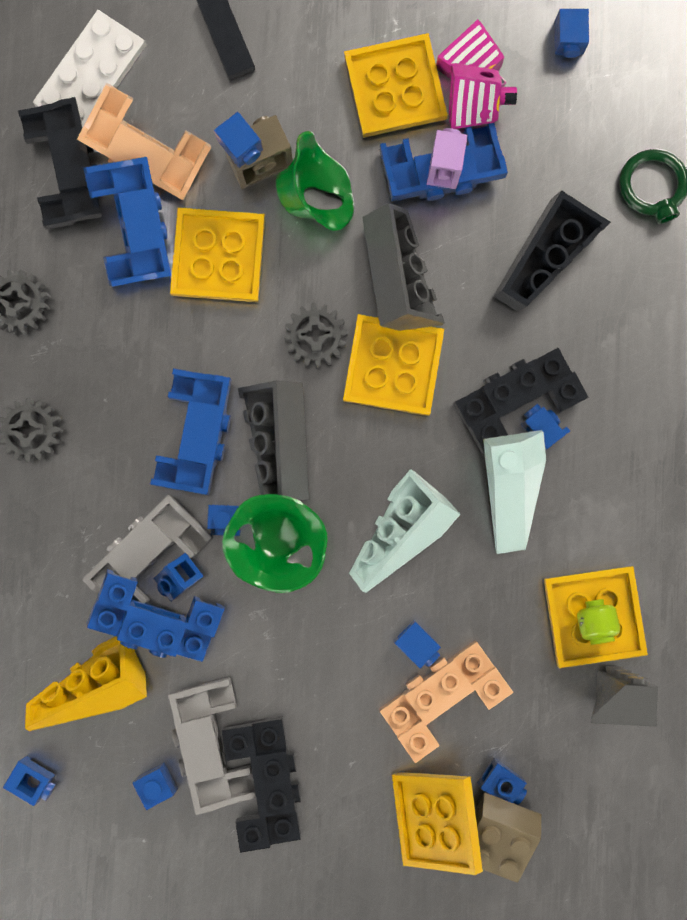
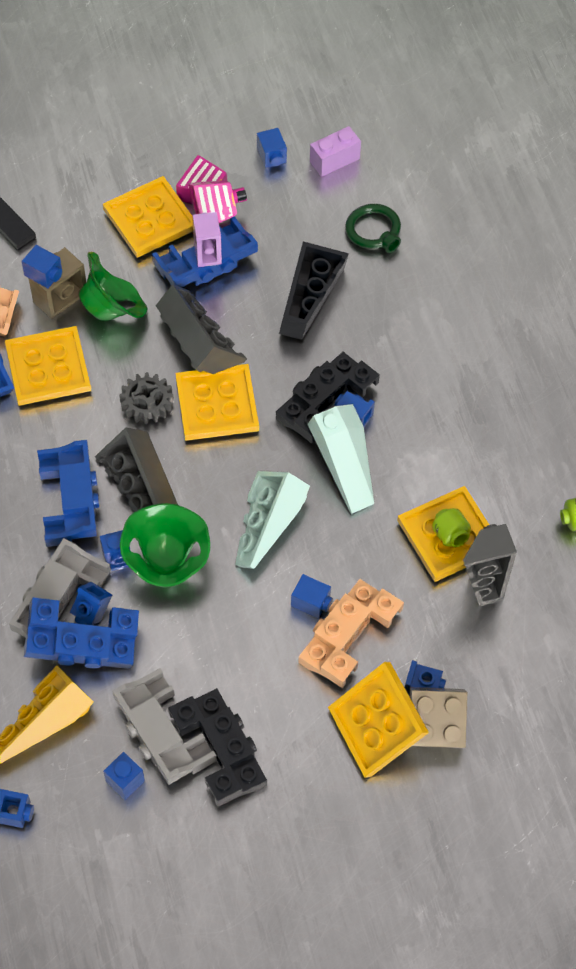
camera: 20 degrees left, 25 degrees down
(646, 62) = (335, 151): none -> lavender brick

